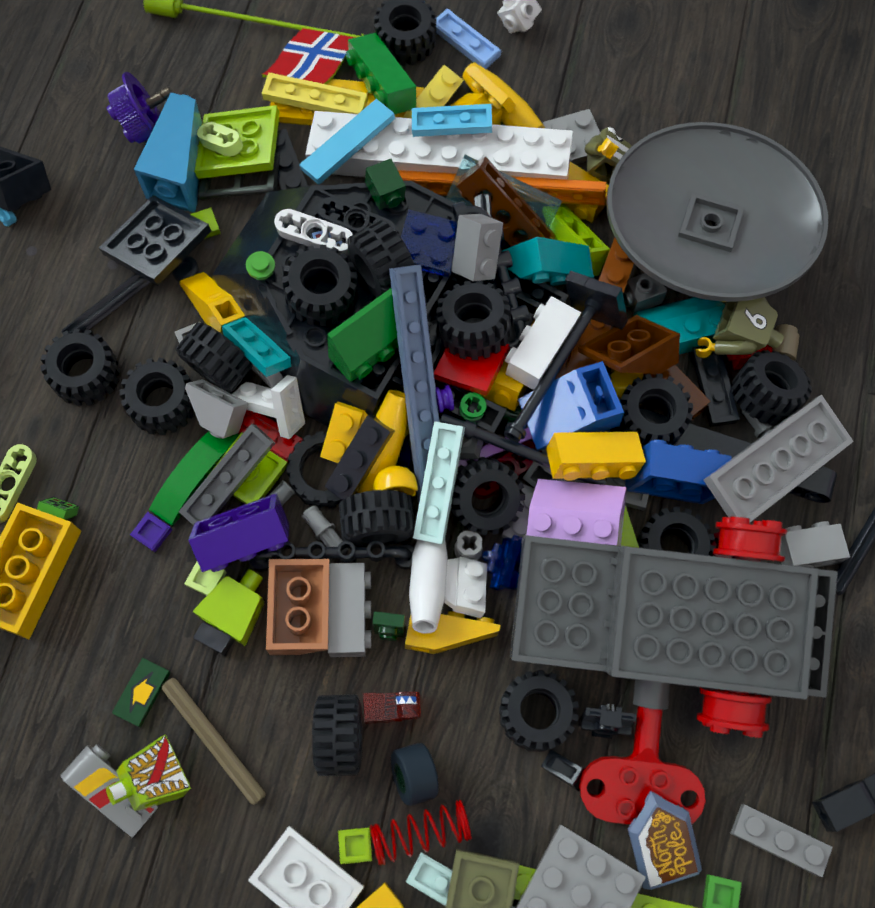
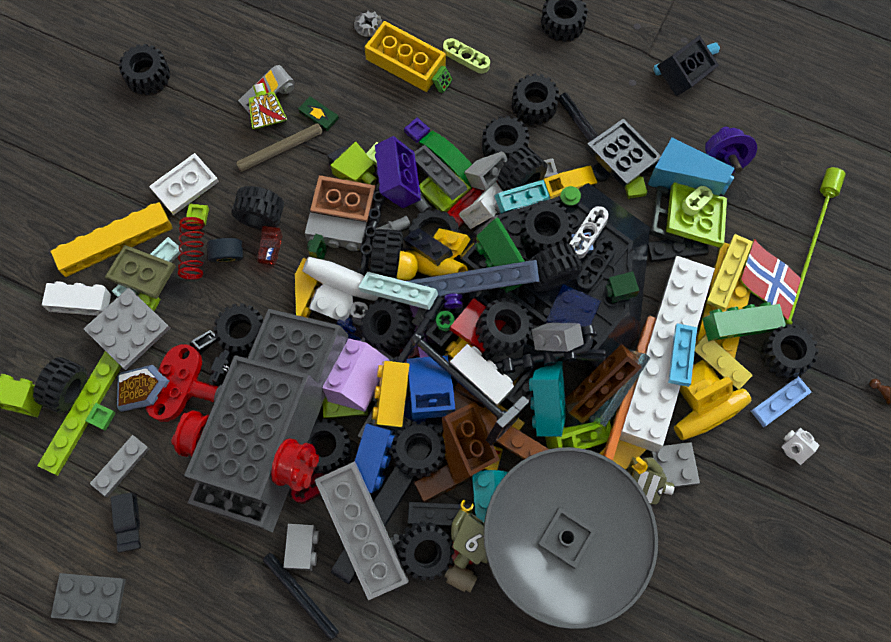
camera: 105 degrees right, 0 degrees up
(347, 141) = (679, 282): medium azure tile -> none

